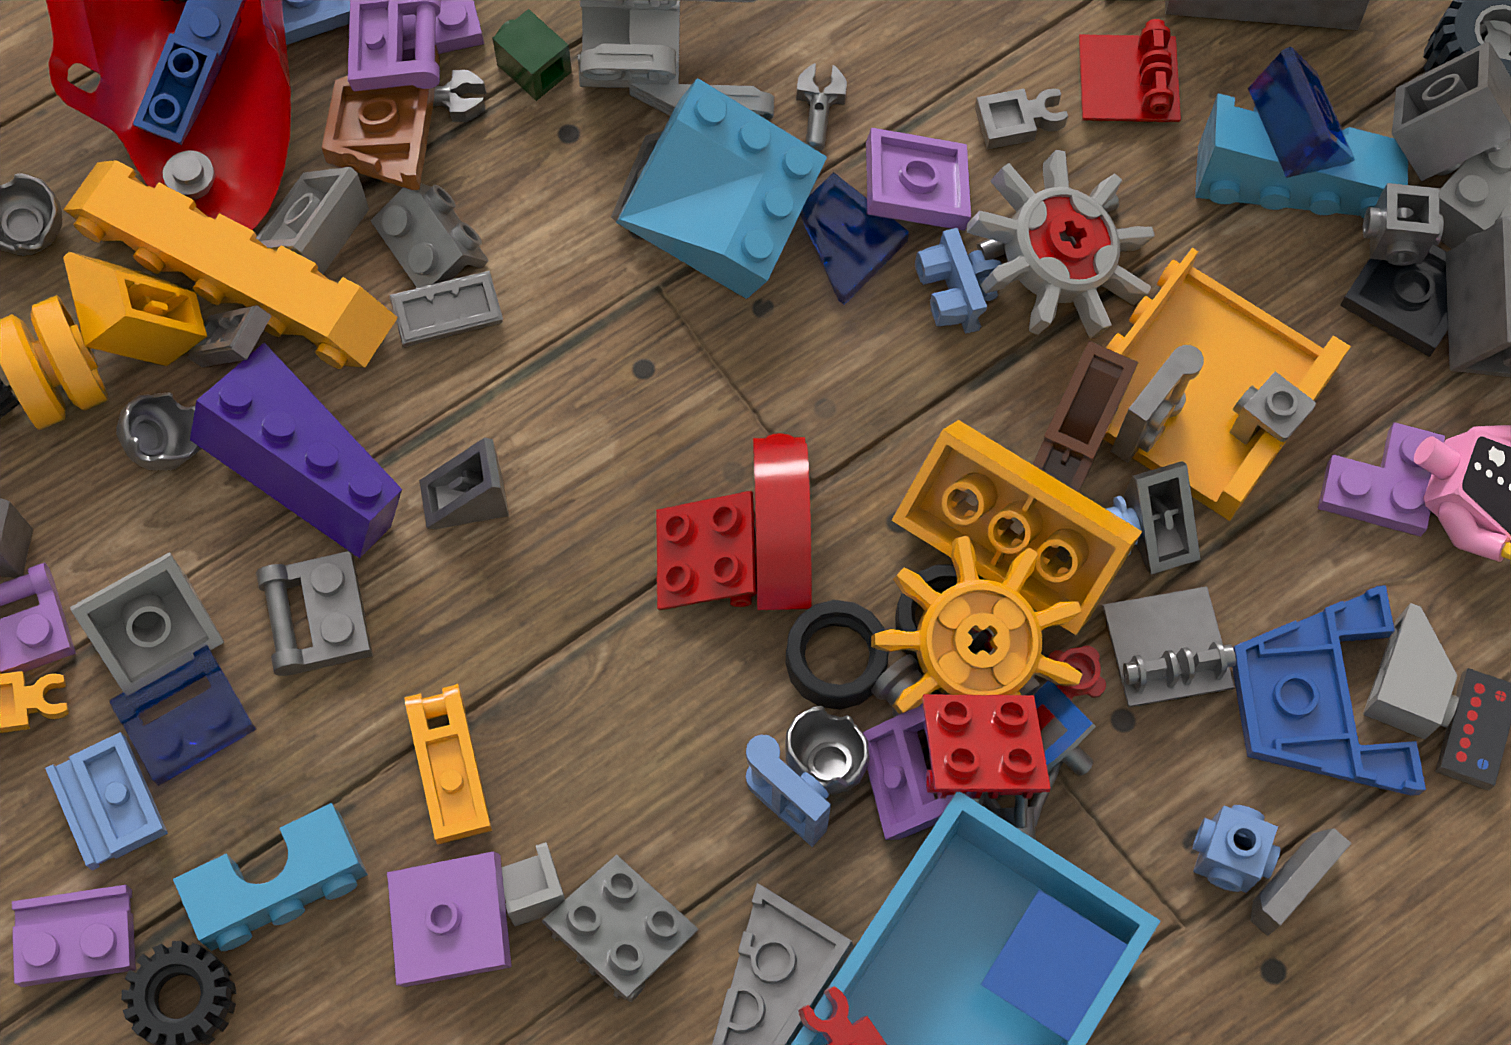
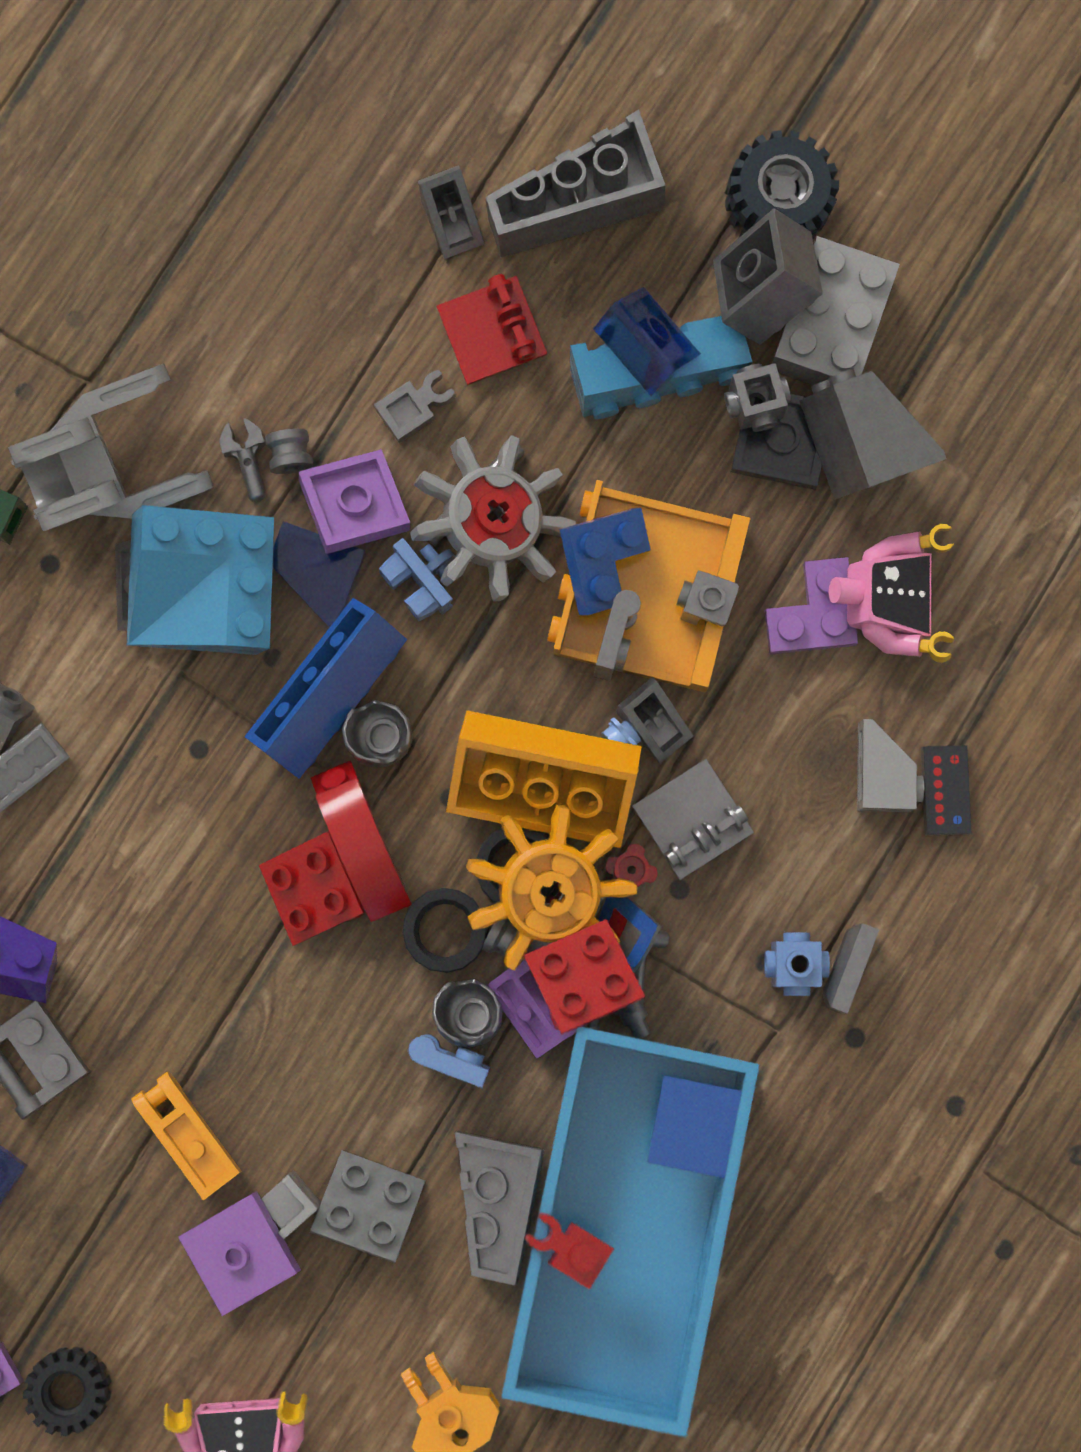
camera: 20 degrees left, 15 degrees up
(318, 865) = (70, 1311): dark azure arch -> none
(465, 488) = (103, 914): flat silver slope -> none
(811, 348) = (326, 687): none -> blue brick
(846, 417) = (377, 734): none -> flat silver hair
(867, 108) = (289, 451): none -> flat silver wheel
(1084, 415) = (563, 670): reddish brown slope -> none
(1167, 312) = (592, 554): none -> blue plate
(1300, 704) = (804, 822): blue wing -> none

